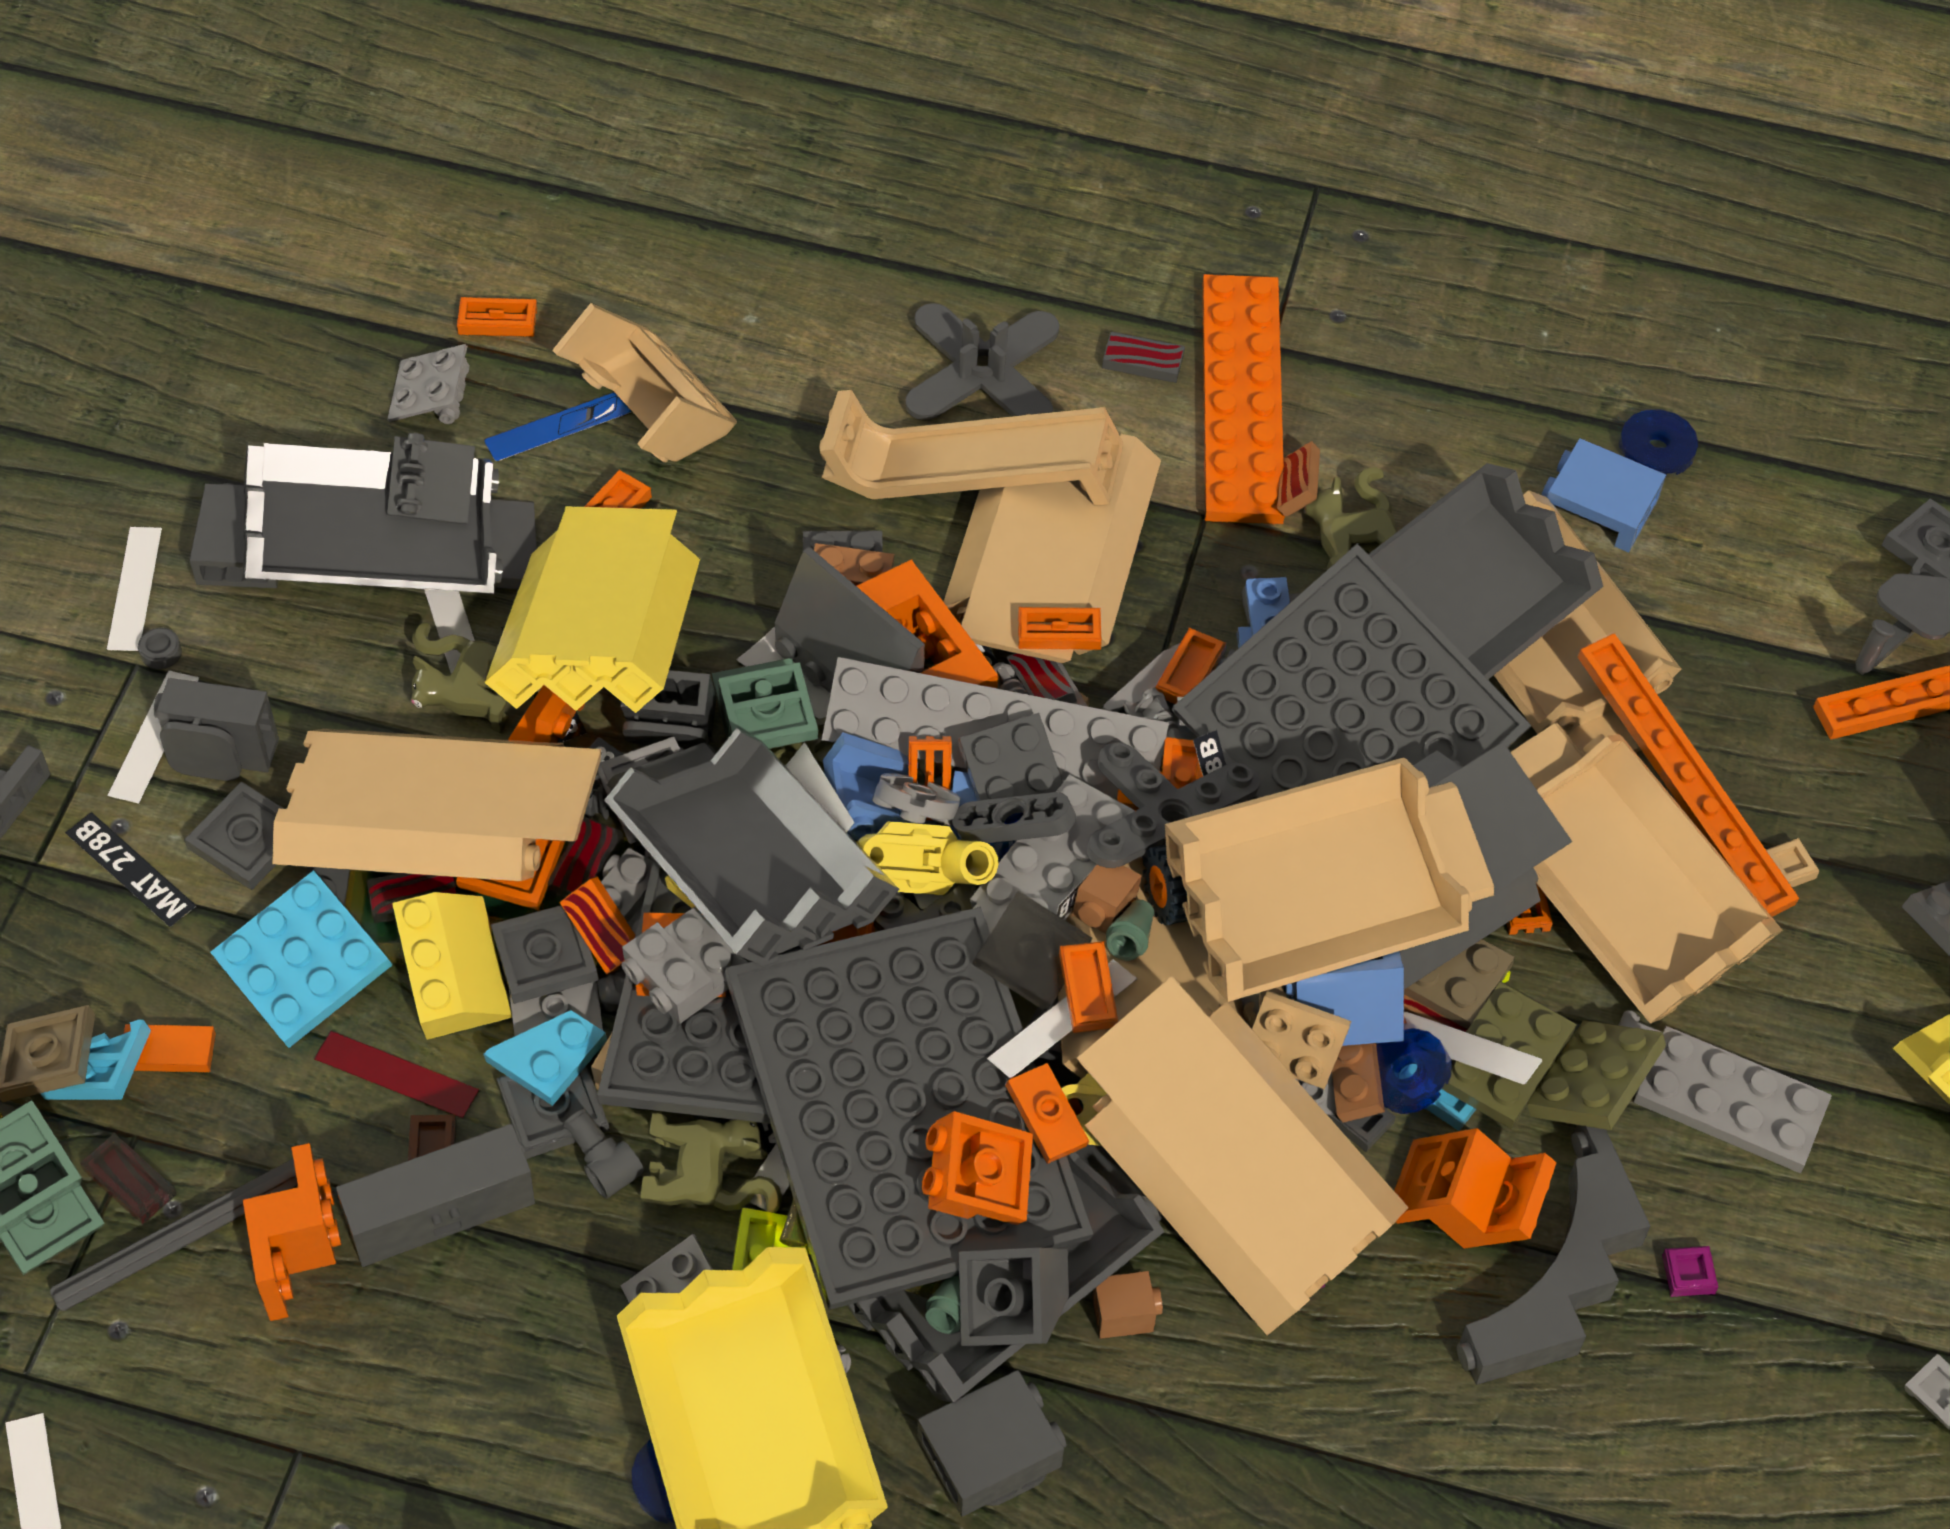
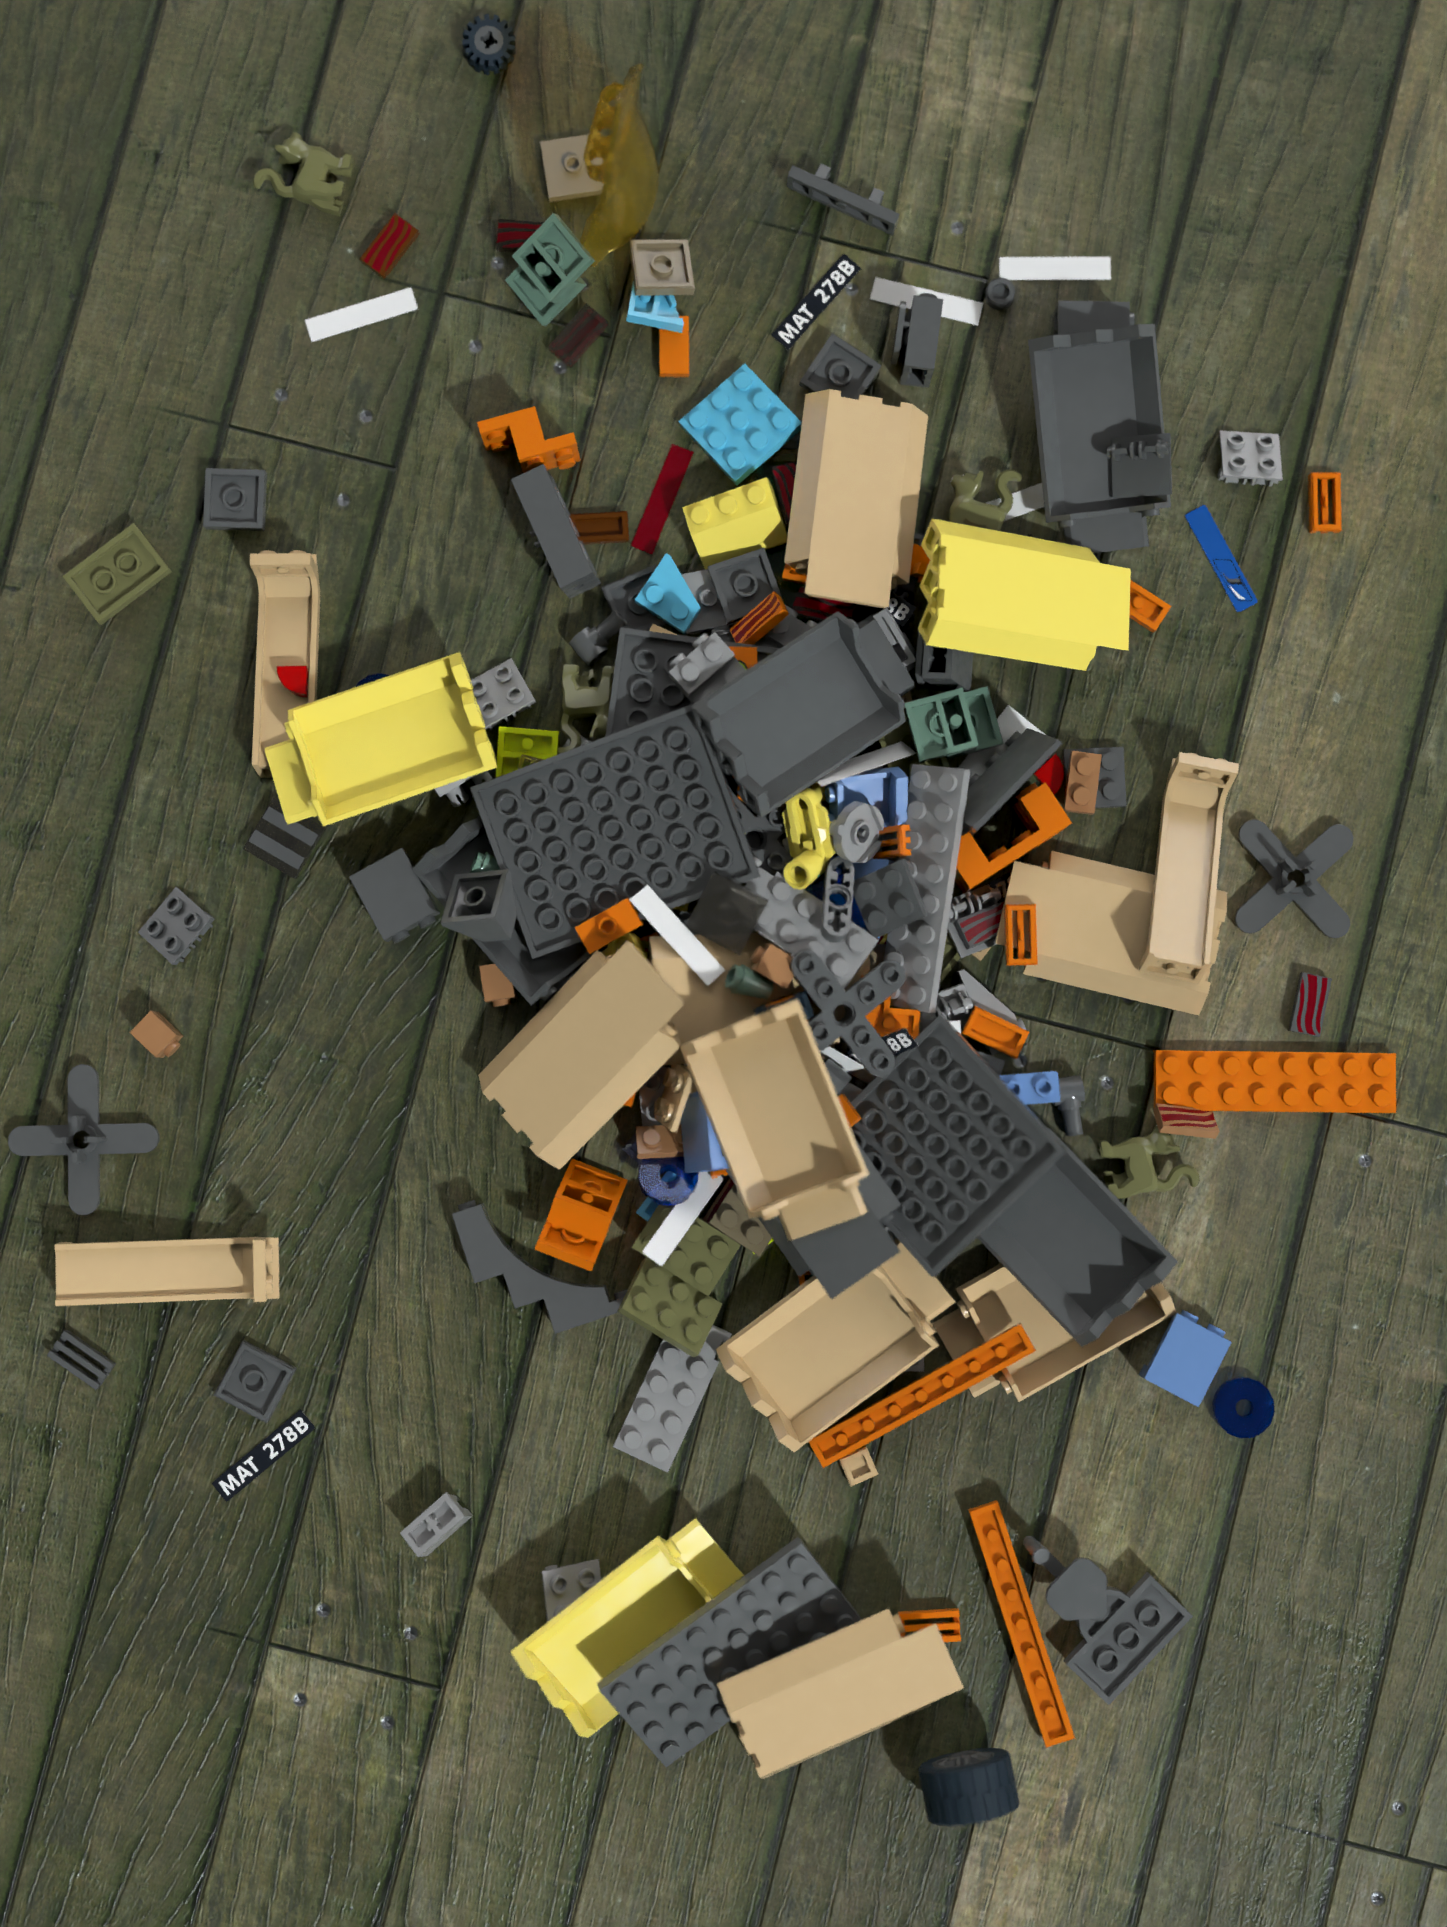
camera: 90 degrees right, 30 degrees up
(169, 1238) = (537, 372): dark grey axle -> none
(648, 380) = (1256, 630): tan windscreen -> none
(978, 1168) = (560, 879): orange plate -> none
(1088, 987) = (696, 951): orange tile -> none
(1690, 1271) = (536, 1360): magenta tile -> none

